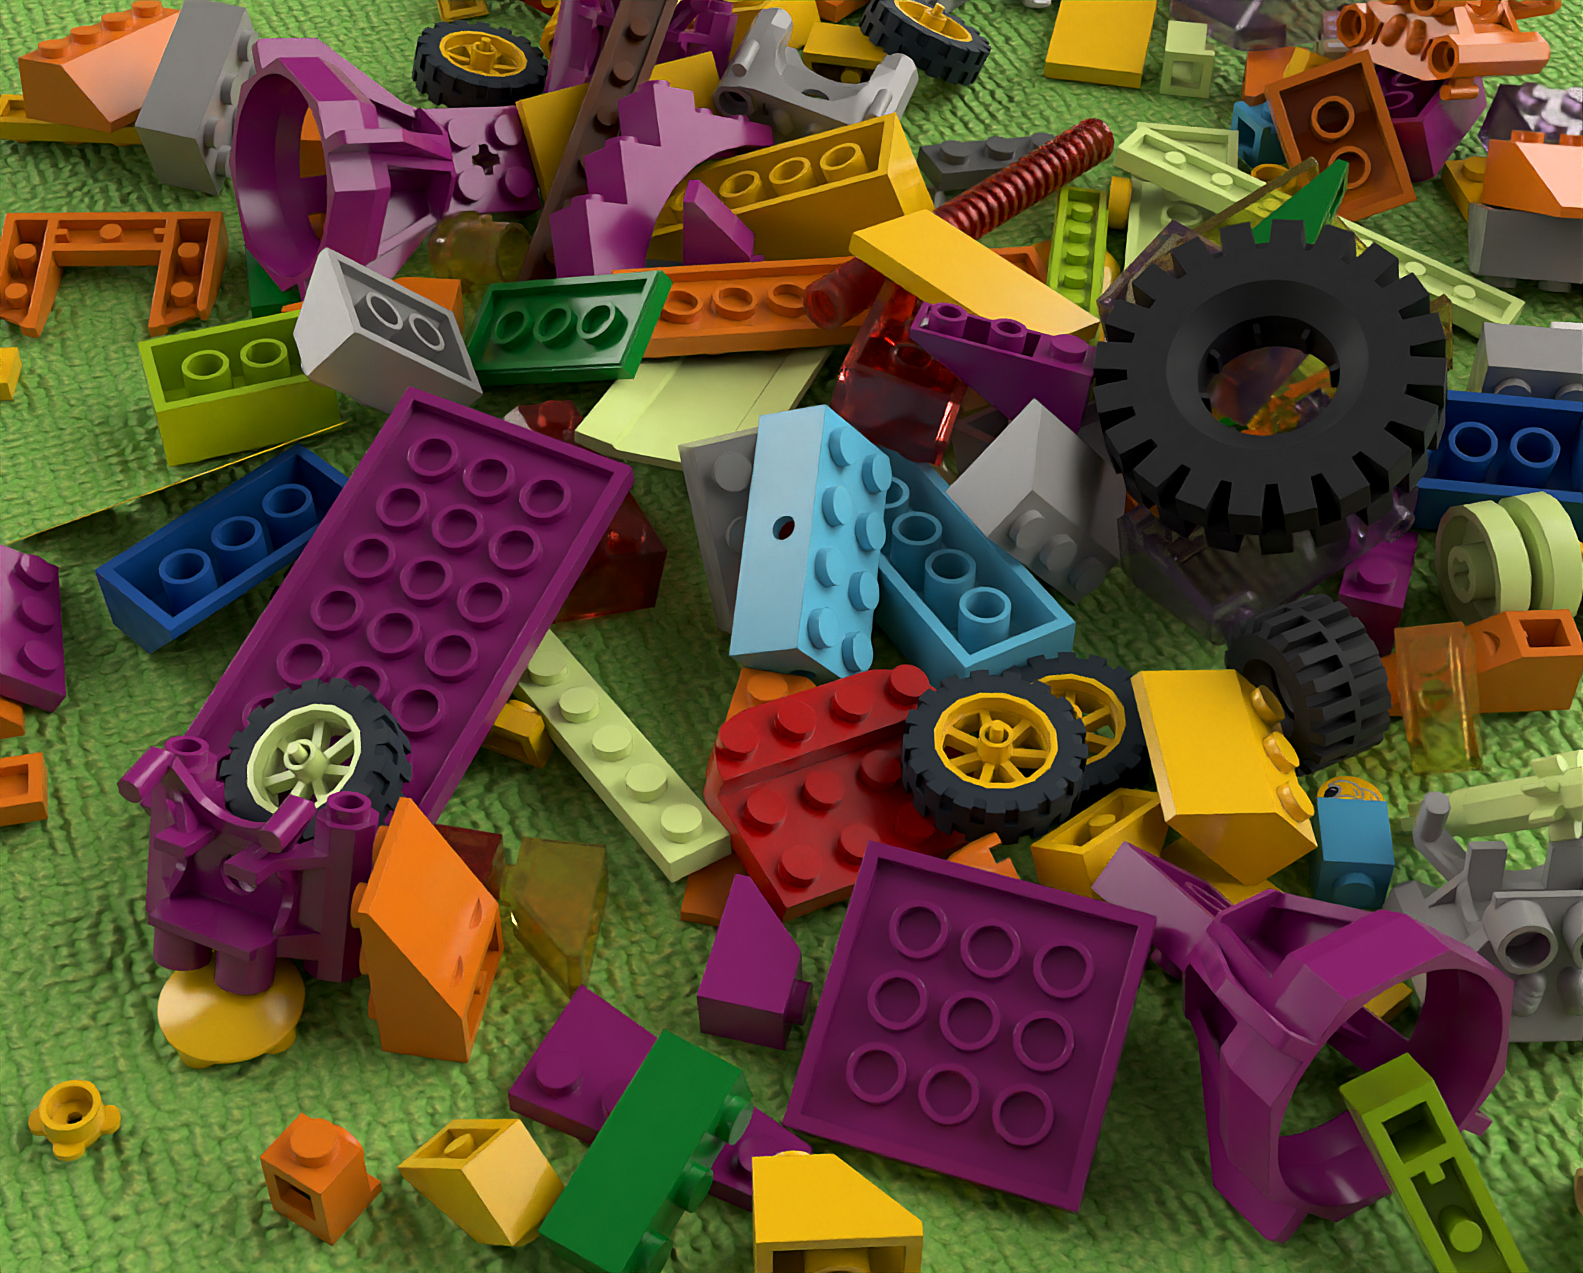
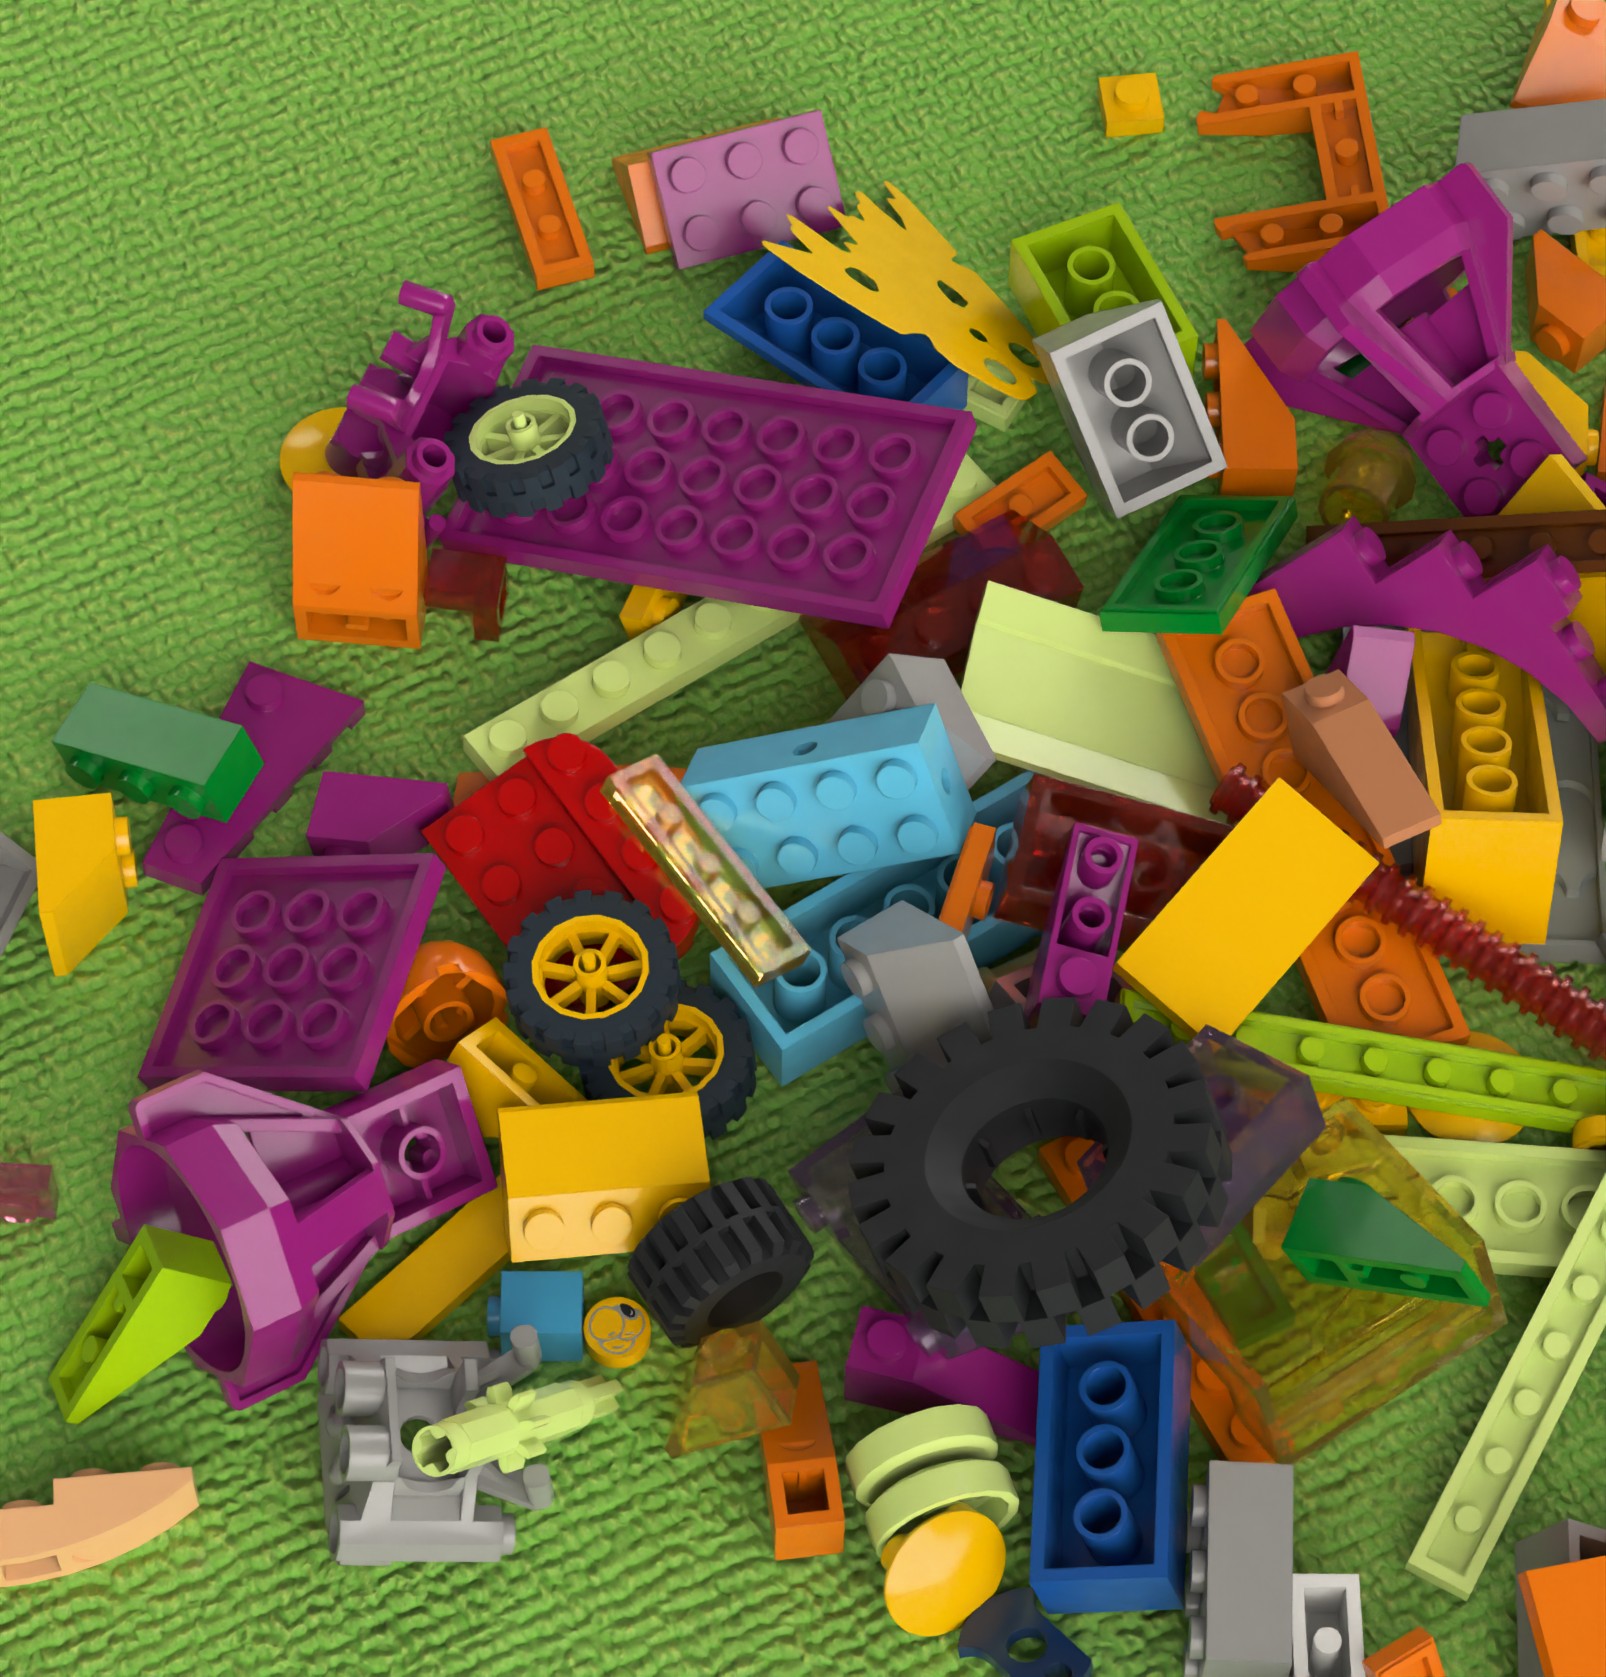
camera: 85 degrees right, 15 degrees up
(67, 1103) = (218, 363): yellow plate -> none
(329, 1167) = (157, 542): orange brick -> none
(486, 1179) = (159, 650): yellow slope -> none
(558, 905) = (436, 674): clear yellow slope -> none
(817, 213) = (1357, 759): none -> nougat slope
(890, 638) = (705, 870): none -> clear yellow plate
(922, 465) = (969, 890): none -> orange plate

